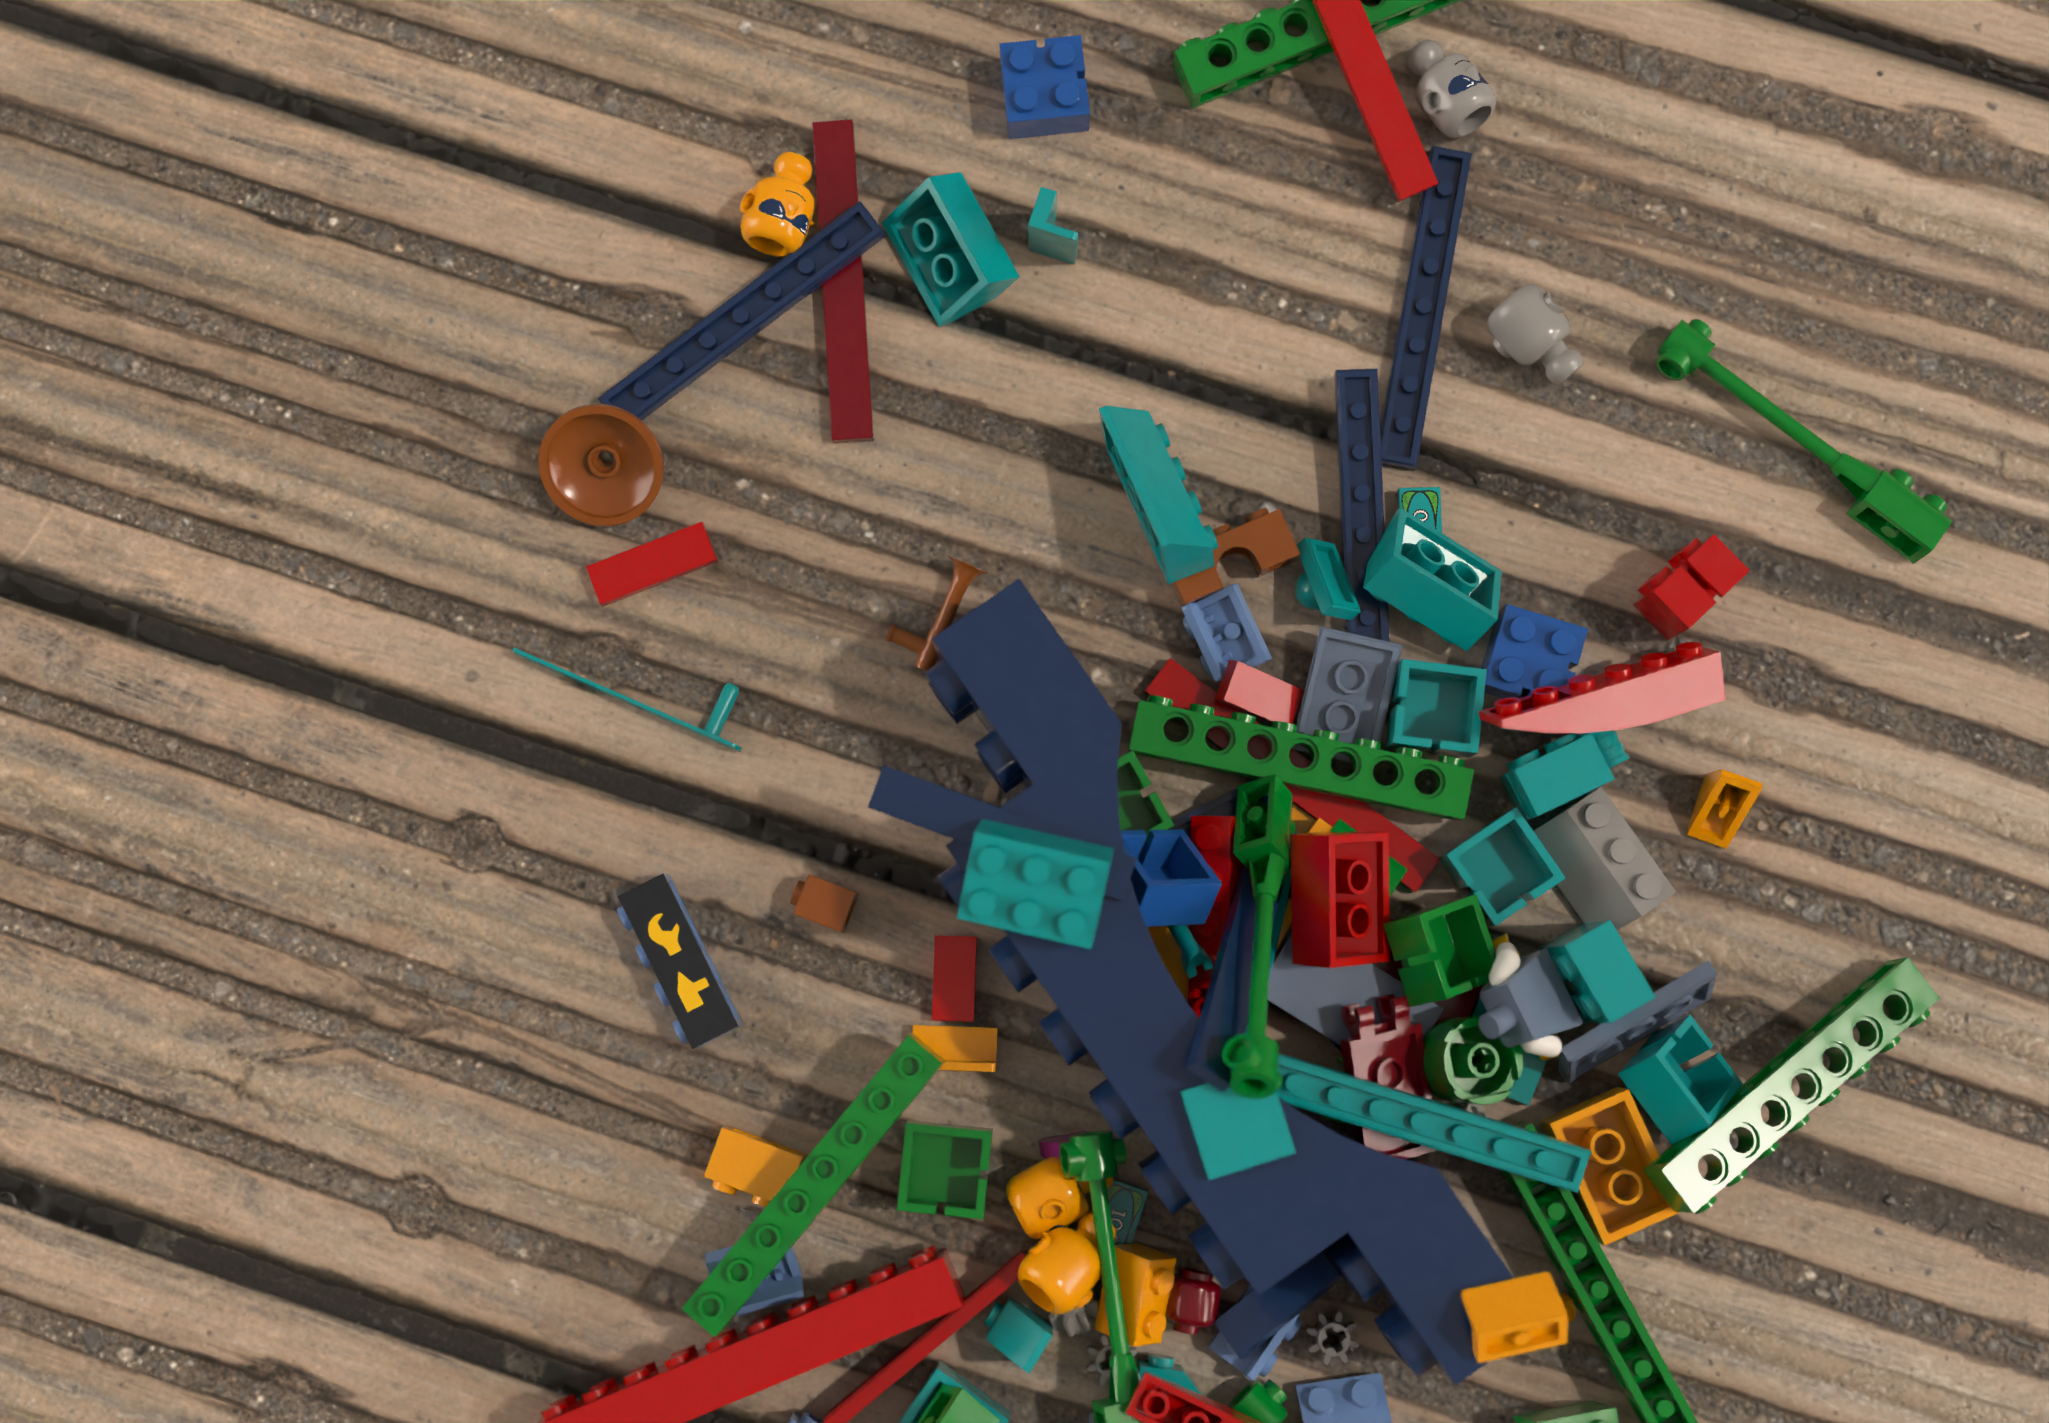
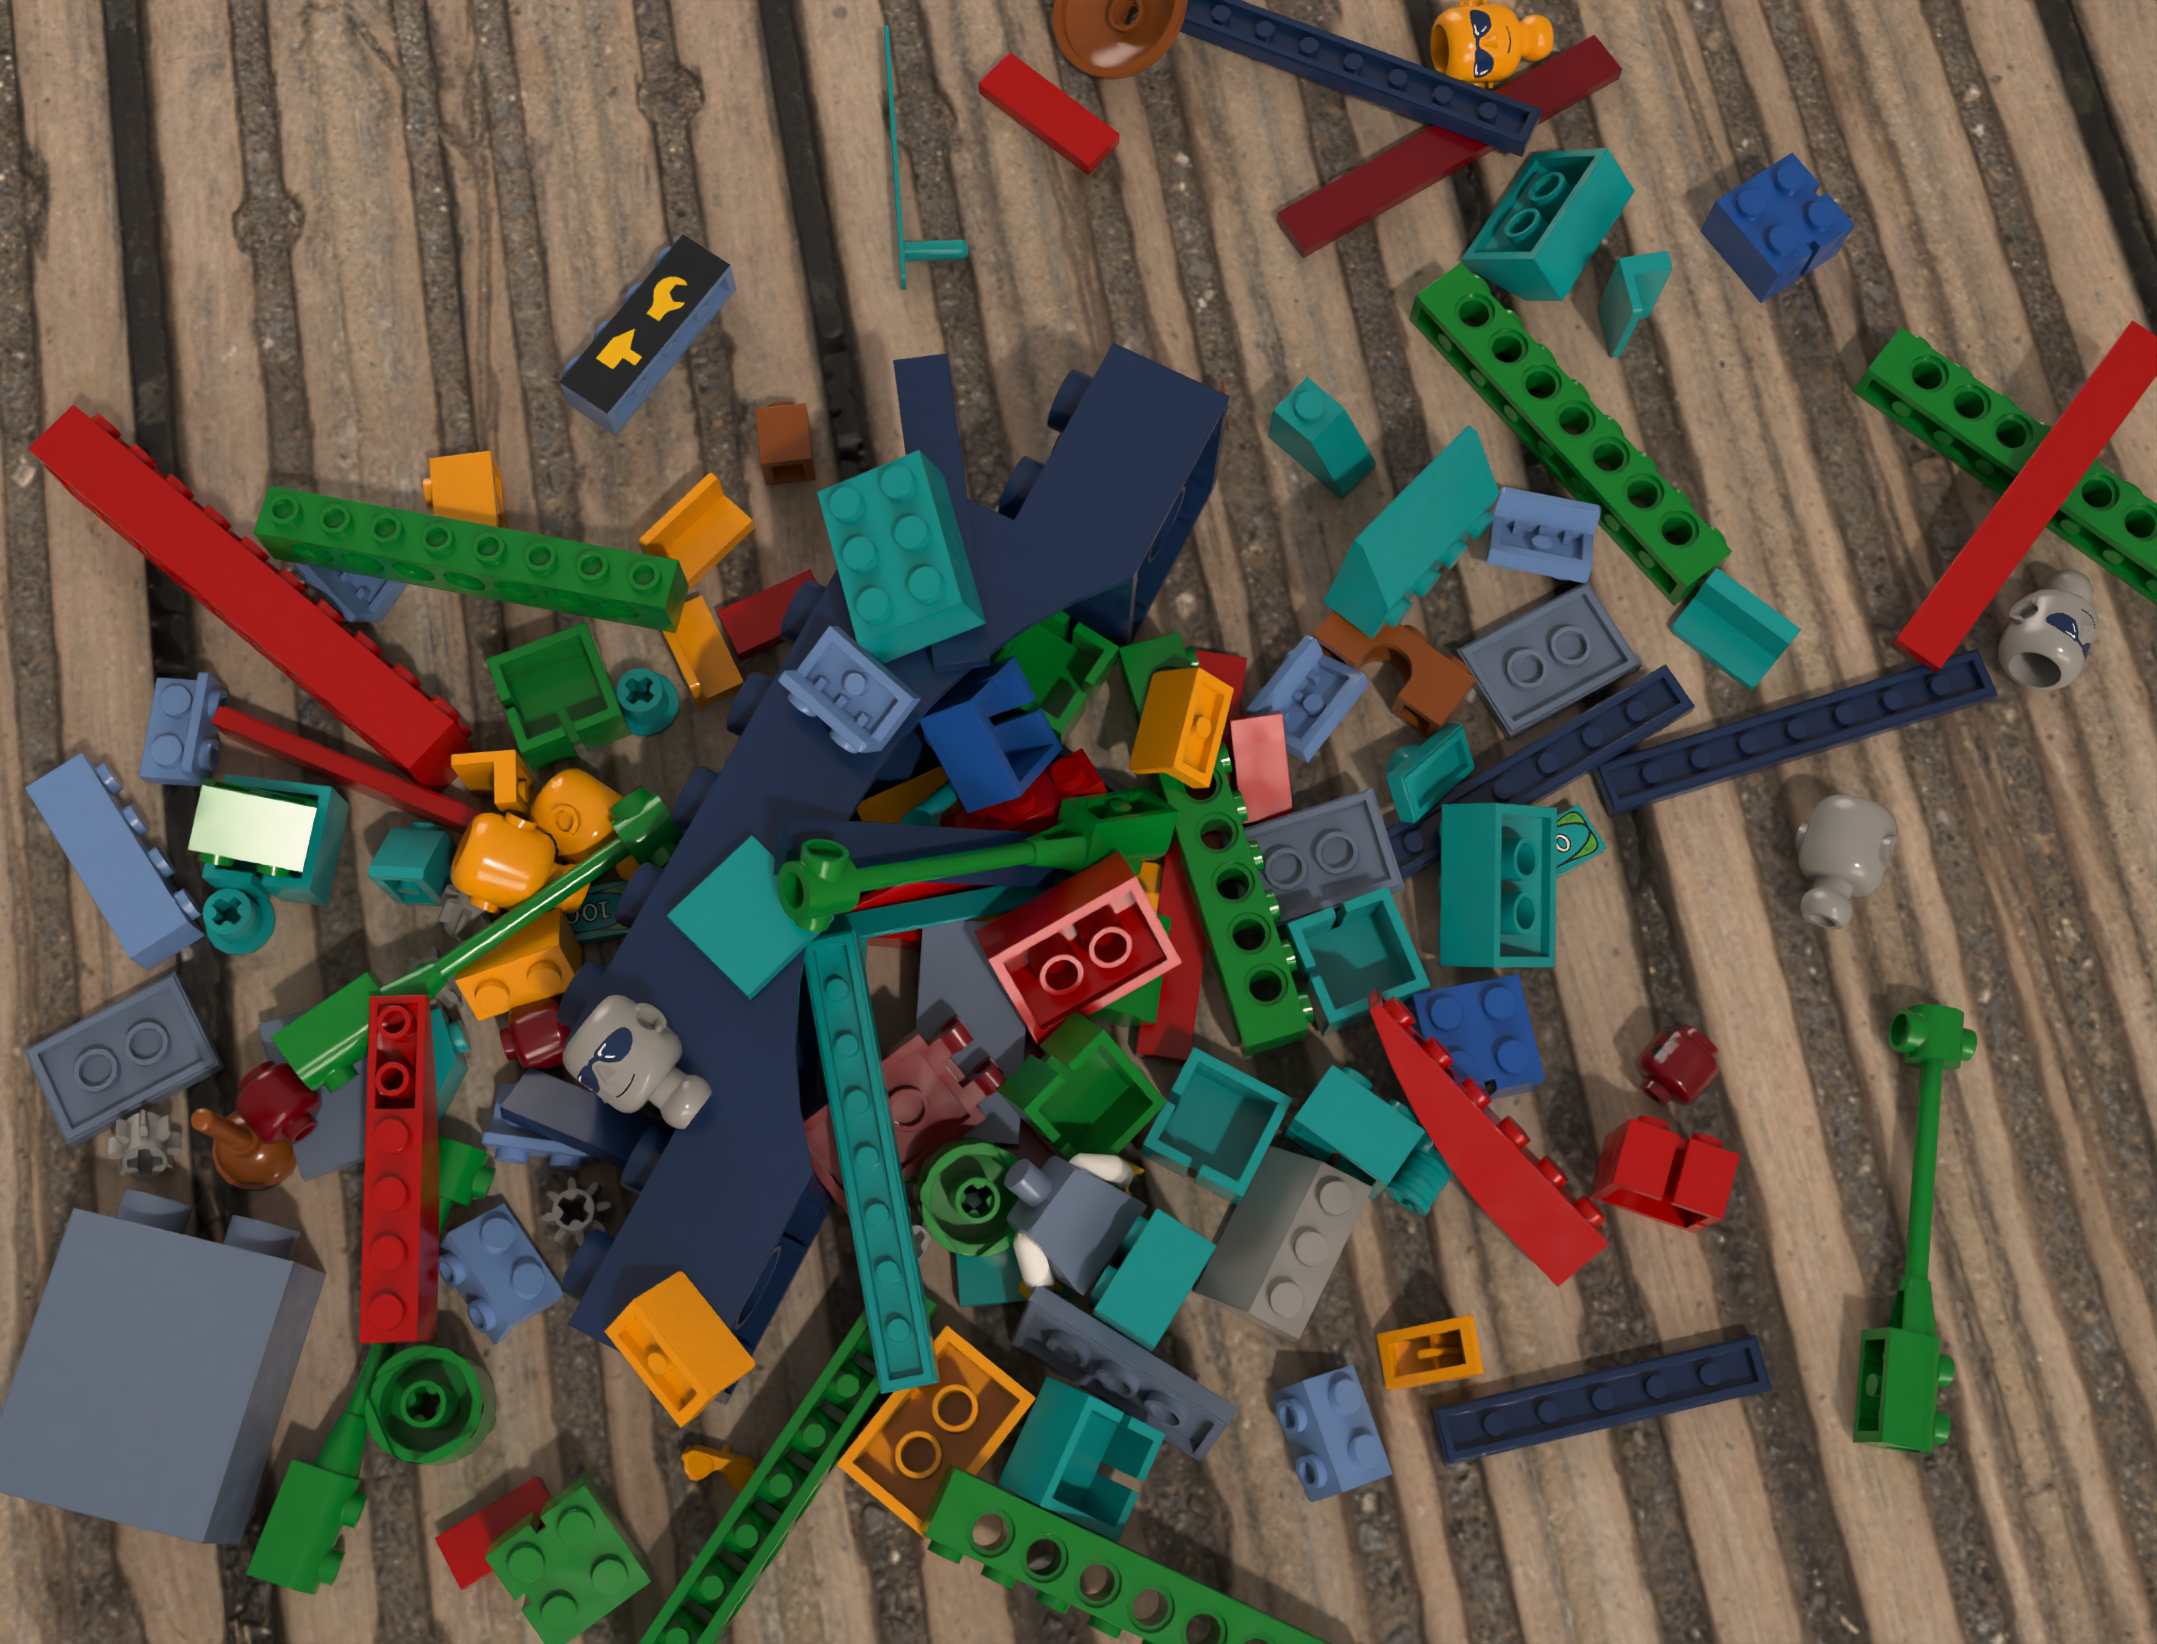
camera: 55 degrees right, 10 degrees down
(865, 1005) = (698, 530): none -> light orange panel
(972, 1104) = (647, 701): none -> teal piece
(1001, 1235) = (498, 775): none -> light orange panel
(1032, 510) = (1321, 438): none -> teal slope
(1104, 349) = (1568, 457): none -> green brick
(1113, 971) = (850, 693): none -> medium blue bracket
(1192, 397) = (1542, 535): none -> medium blue bracket
(1216, 739) = (1182, 726): none -> light orange panel
(1281, 446) = (1548, 660): none -> sand blue tile
(1307, 1254) = (631, 1058): none -> light grey piece
(1329, 305) = (1734, 629): none -> teal panel
(1617, 531) = (1677, 1065): none -> dark red head
(1739, 902) = (1331, 1433): none -> medium blue bracket
(1804, 712) = (1600, 1399): none -> dark blue tile

